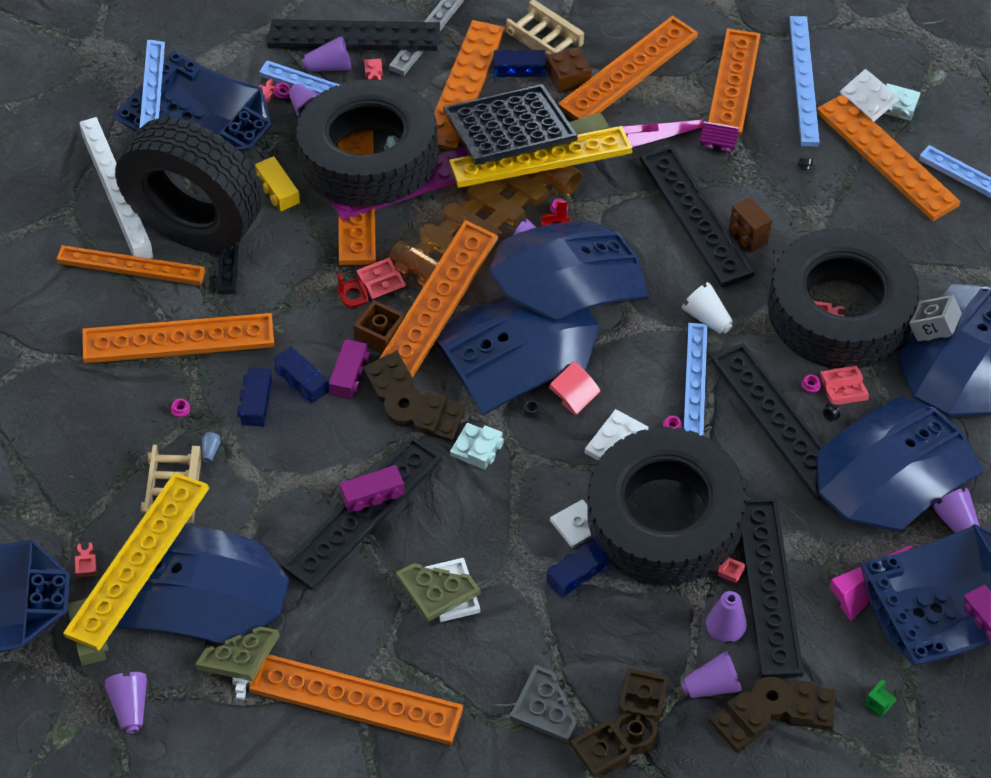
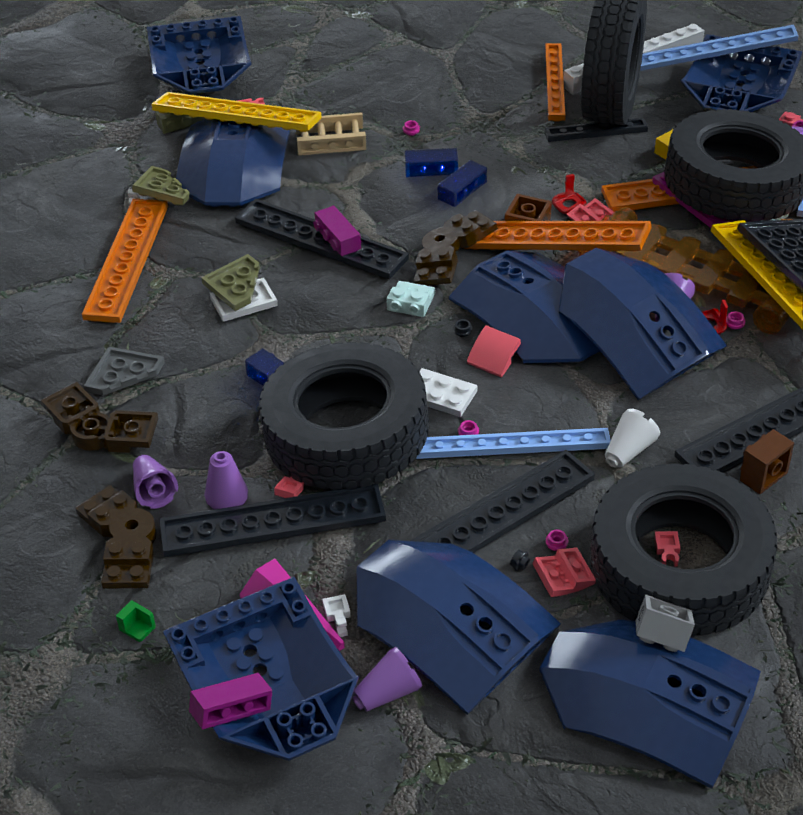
camera: 85 degrees right, 10 degrees down
(128, 699) = (117, 140): medium lavender cone -> none
(177, 338) = (485, 117): orange plate -> none
(210, 444) = (372, 147): sand blue cone -> none
(349, 369) = (488, 205): magenta brick -> none
(877, 546) = (337, 610): none -> white plate

